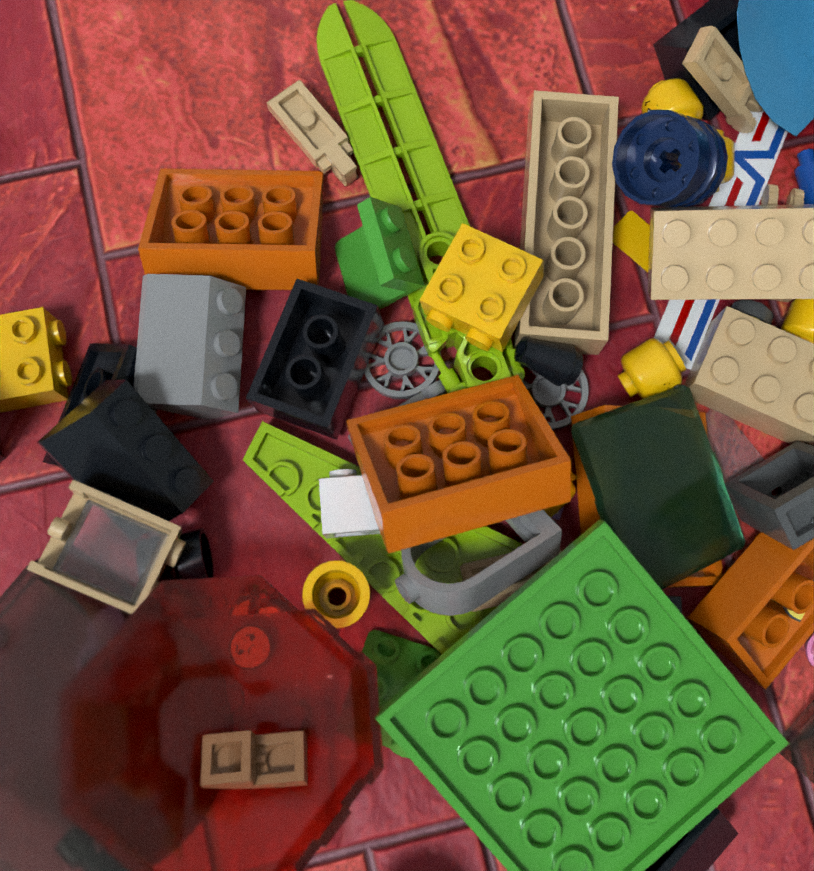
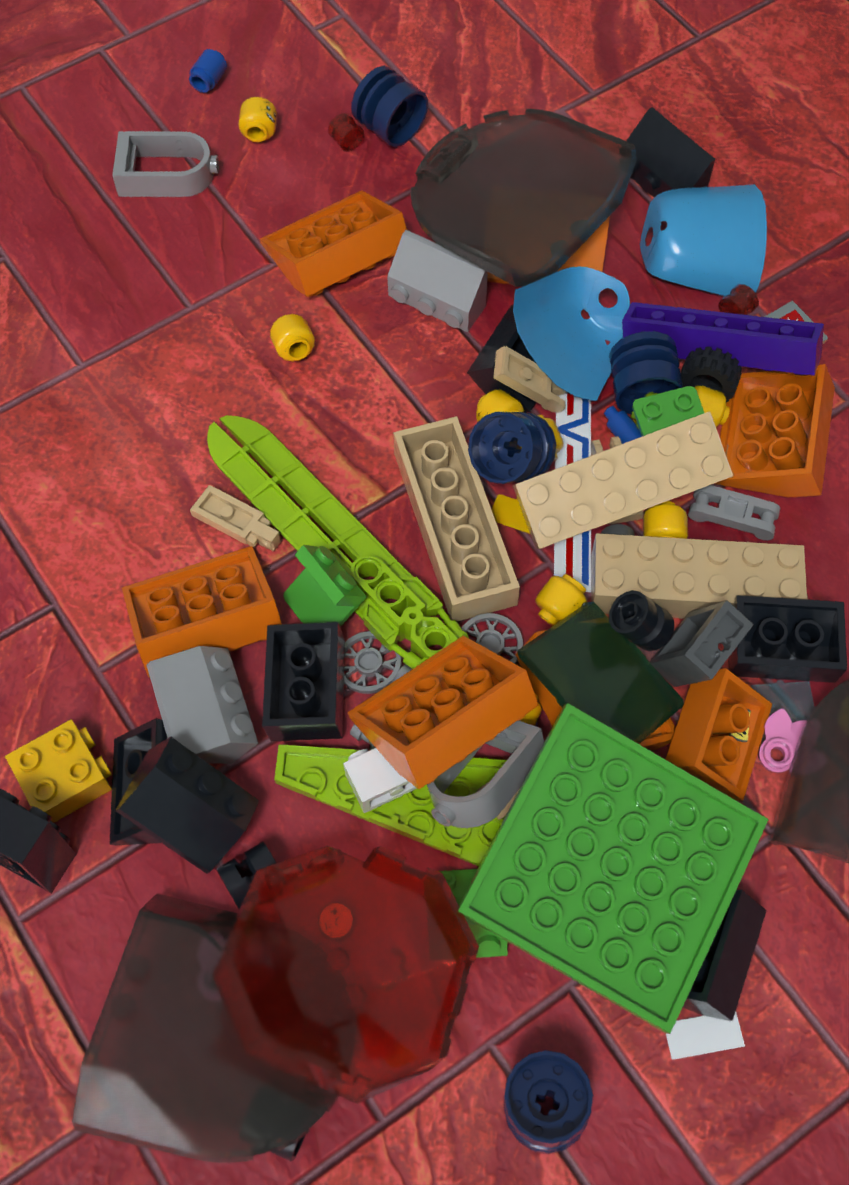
camera: 20 degrees left, 15 degrees down
(108, 548) = (201, 870): window -> none
(254, 760) = (368, 993): medium nougat slope -> none
(333, 576) = (394, 833): yellow plant -> none
(481, 288) = (411, 582): yellow brick -> none
(551, 360) = (483, 618): black cone -> none
(736, 433) = (641, 620): none -> black wheel

